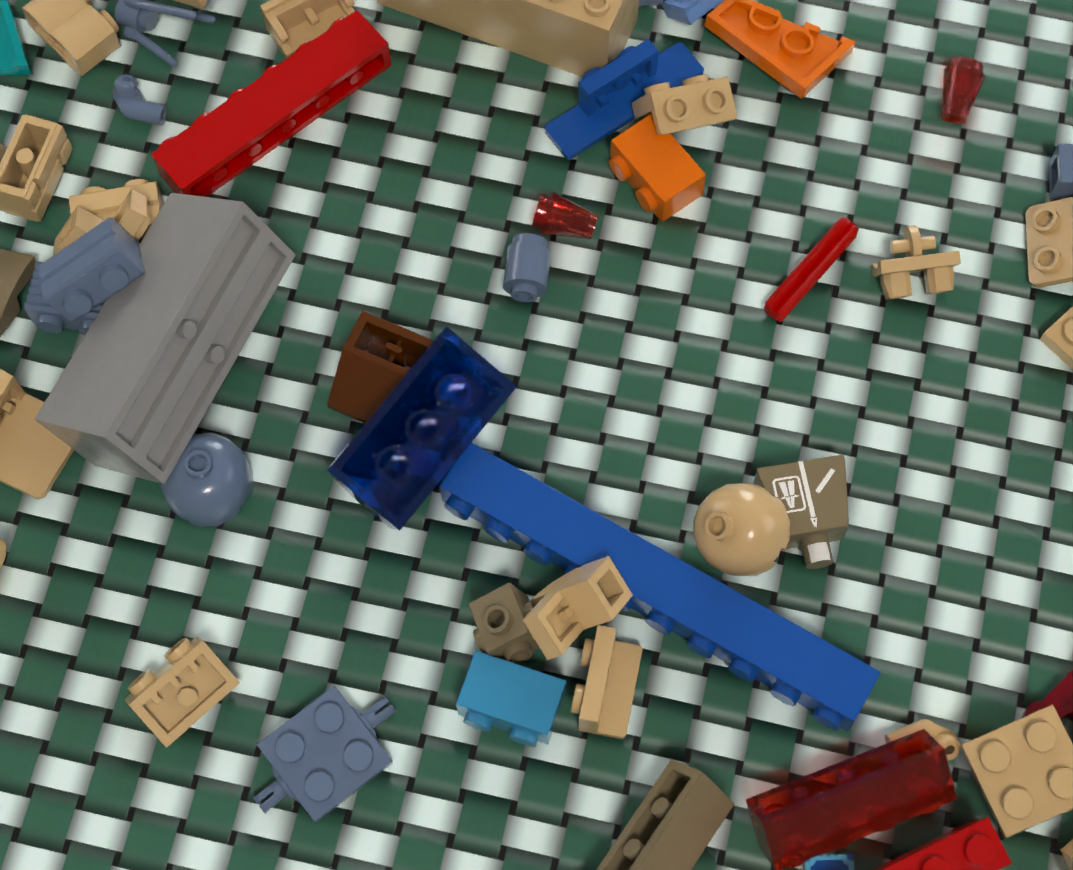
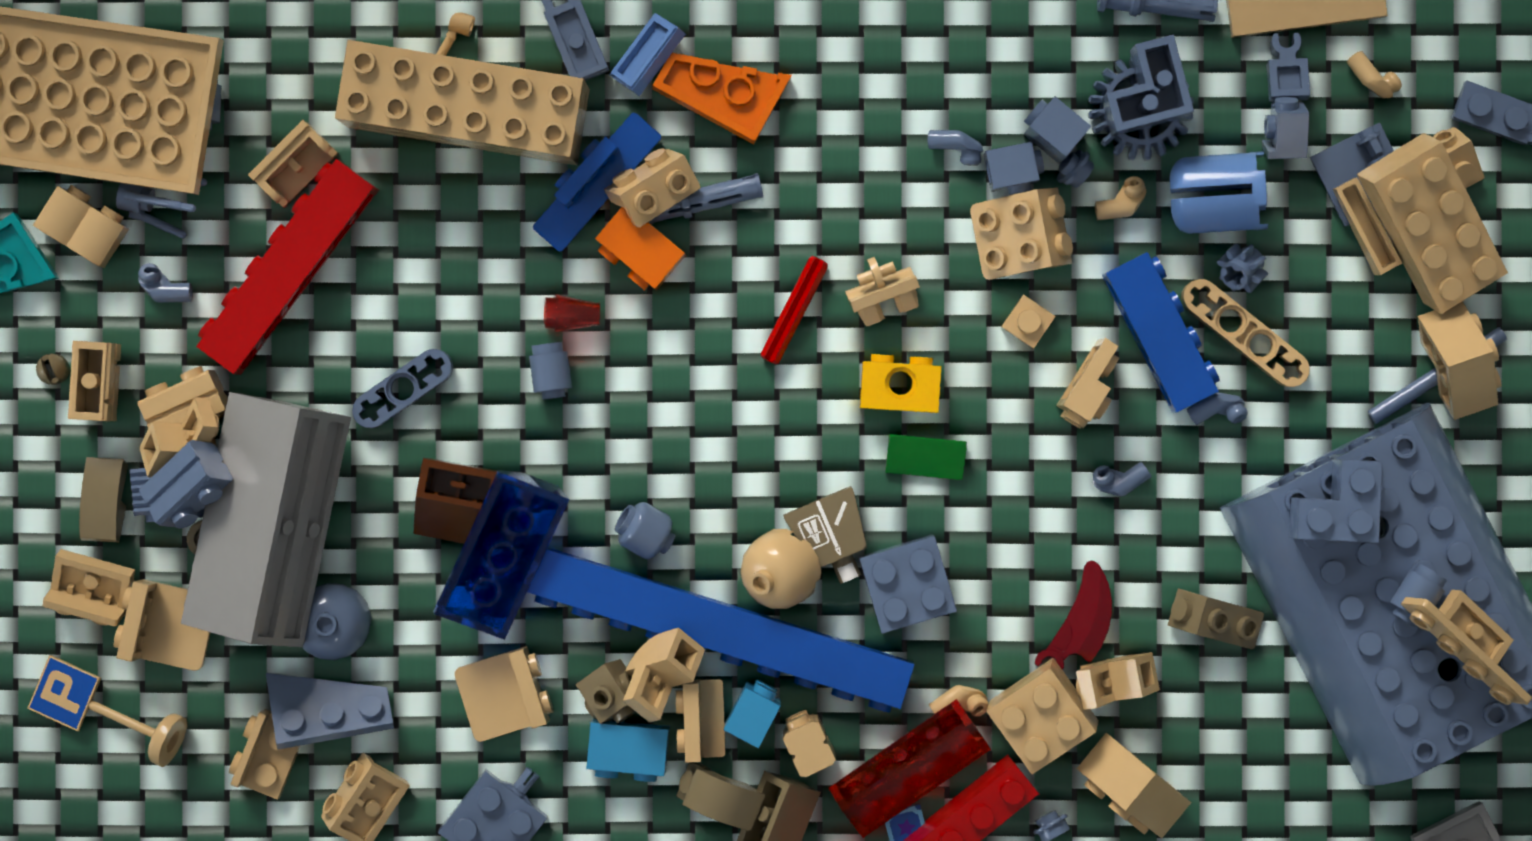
camera: 15 degrees left, 20 degrees up
(85, 608) = (261, 763): none -> tan bracket
(164, 571) = (324, 710): none -> sand blue wing
(334, 278) = (384, 412): none -> sand blue beam
(381, 603) = (503, 694): none -> tan bracket
(591, 457) = (644, 530): none -> sand blue head
(611, 776) = (719, 796): none -> dark tan brick
(673, 683) = (753, 712): none -> dark azure brick
(733, 735) = (808, 743): none -> tan brick
(787, 138) = (715, 196): none -> sand blue pin
(887, 582) = (907, 583): none -> sand blue brick
(895, 377) = (924, 389): none -> yellow brick
(933, 450) = (925, 457): none -> green slope
(960, 88) = (893, 104): clear red cone -> none
(1027, 140) = (957, 140): none -> sand blue arm

